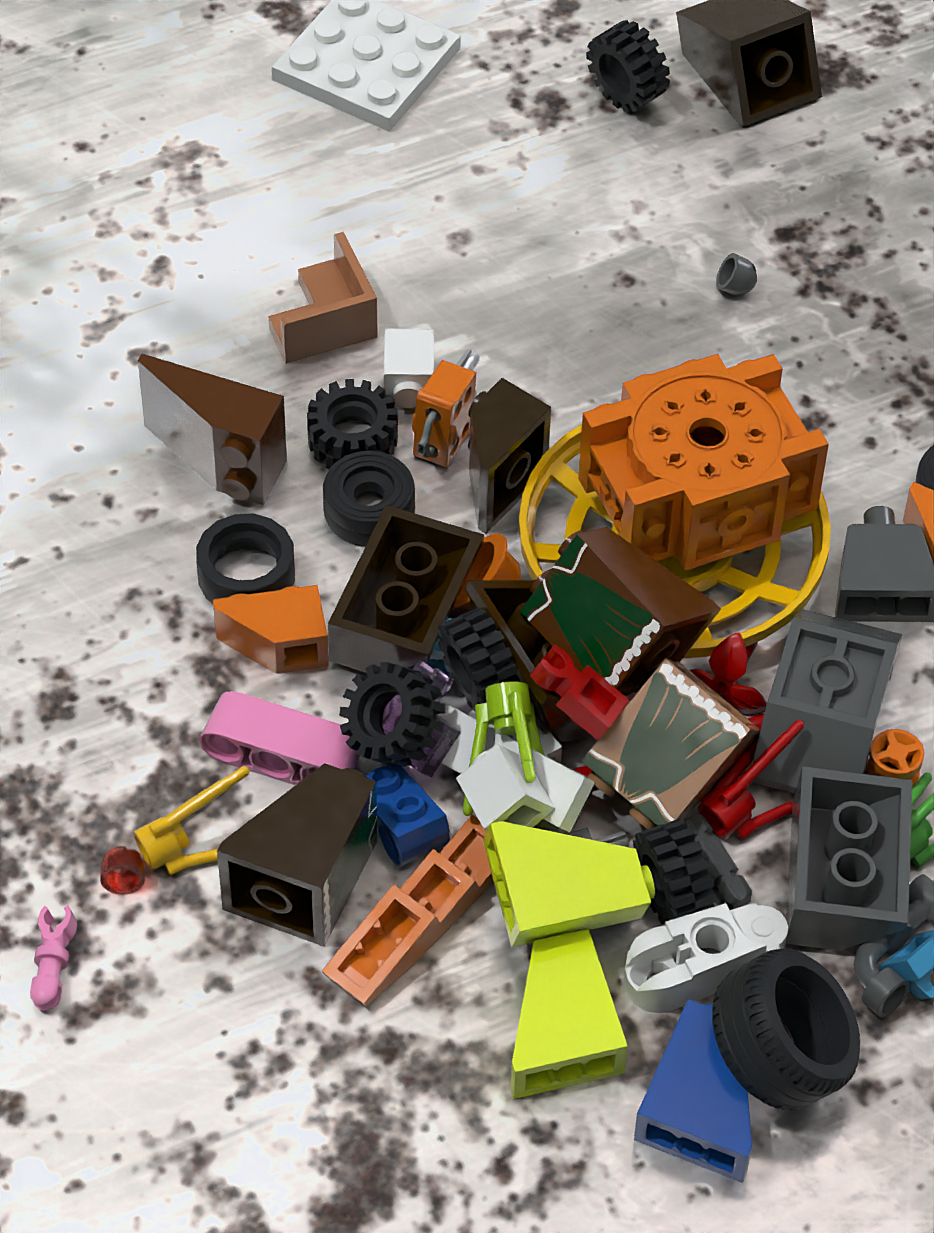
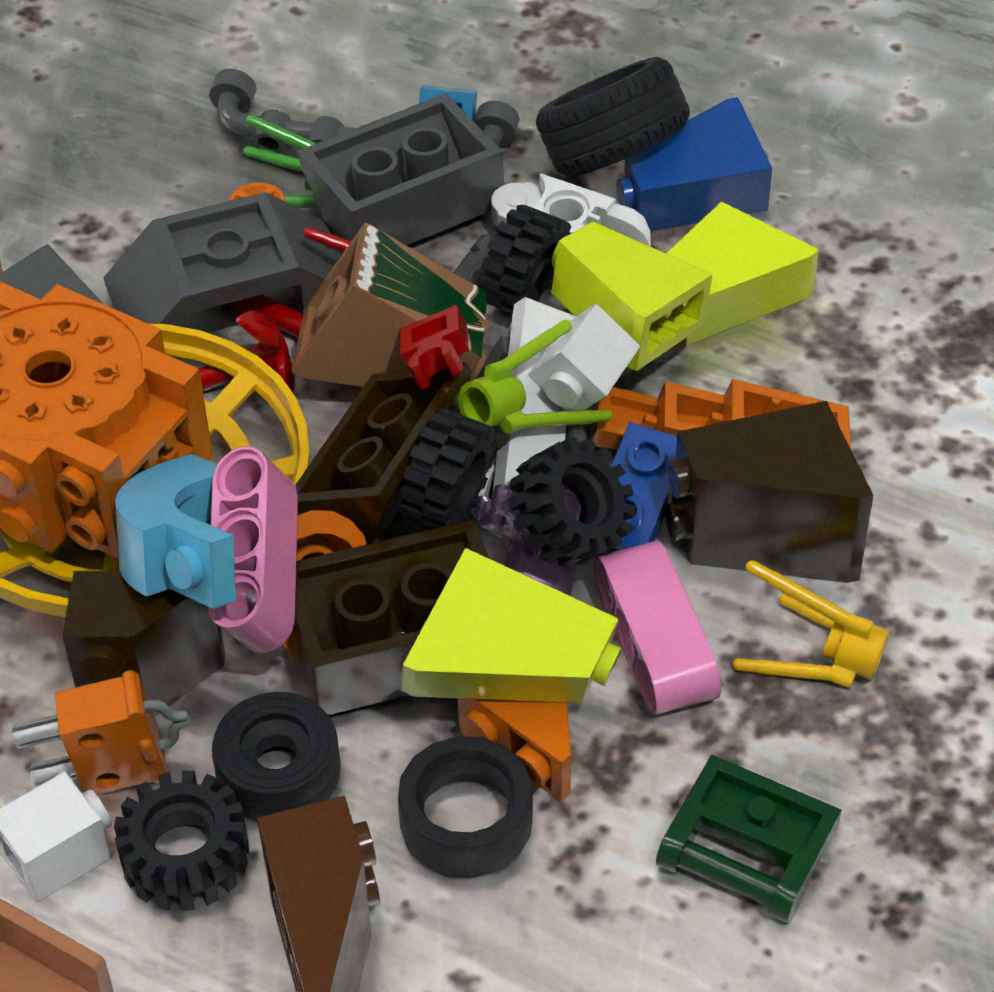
camera: 125 degrees left, 5 degrees down
(95, 698) = (757, 818): none -> dark green plate
(131, 874) = (914, 660): clear red hinge -> none
(300, 594) = (508, 640): none -> neon yellow slope
(490, 503) = (260, 511): none -> bright pink beam
(543, 446) = (169, 533): none -> medium azure arch
(616, 609) = (323, 363): slope -> none

